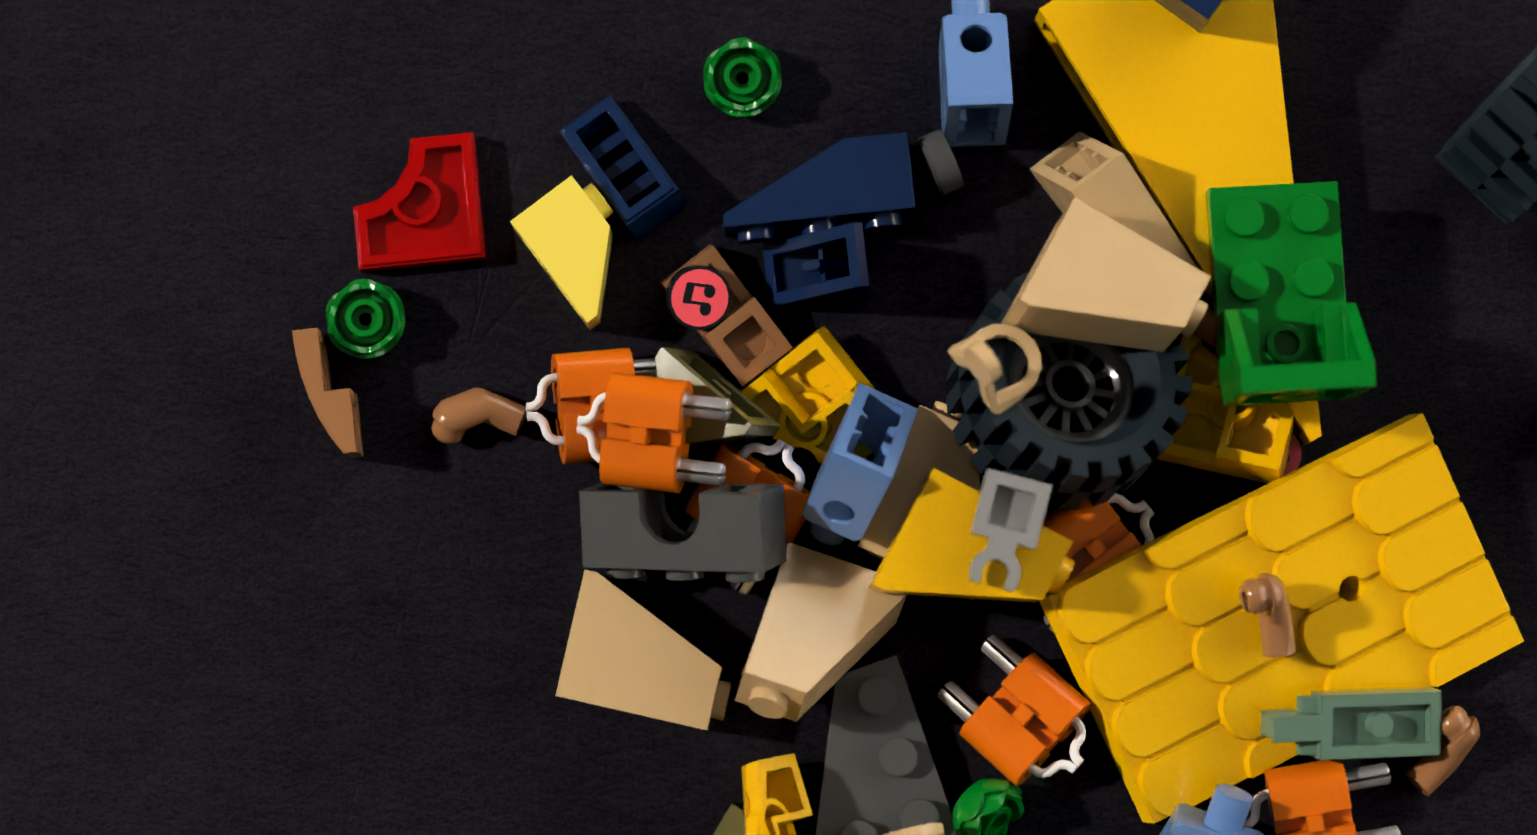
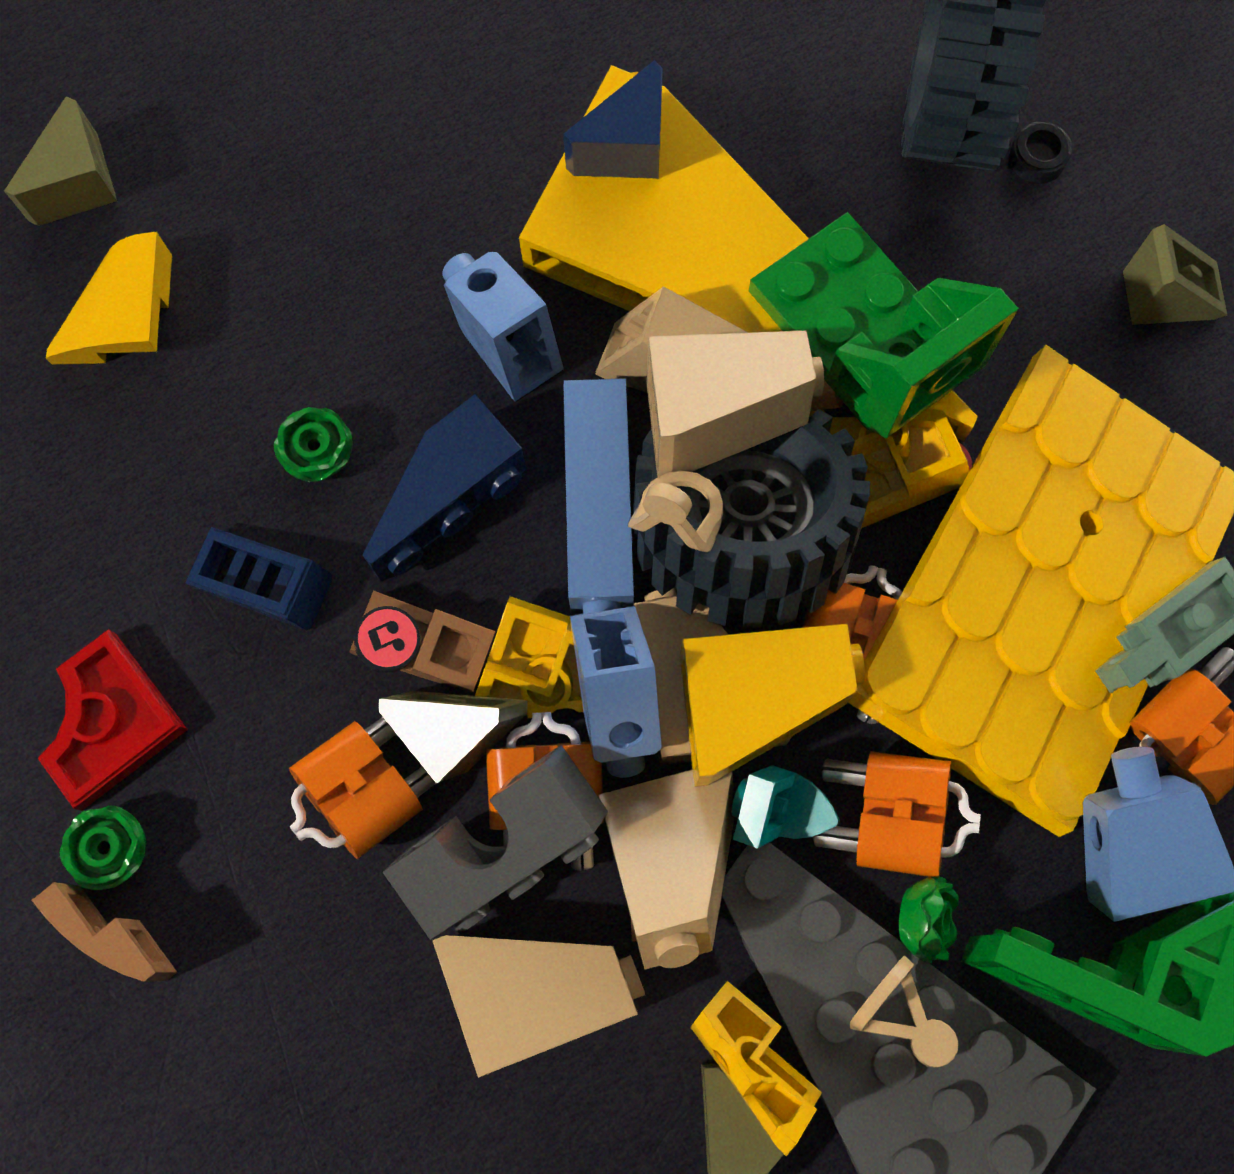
camera: 30 degrees left, 10 degrees down
(472, 408) = (242, 869): medium nougat arm -> none
(571, 243) = (248, 664): light yellow slope -> none
(648, 433) = (412, 777): orange piece -> none
(817, 267) = (475, 550): dark blue slope -> none
(929, 645) = (780, 805): none -> teal plate
(939, 162) = (519, 408): dark grey tile -> none
(954, 289) = (597, 496): none -> medium blue brick
(1010, 517) = (781, 635): light grey plate -> none
(1270, 601) = (1041, 569): medium nougat arm -> none

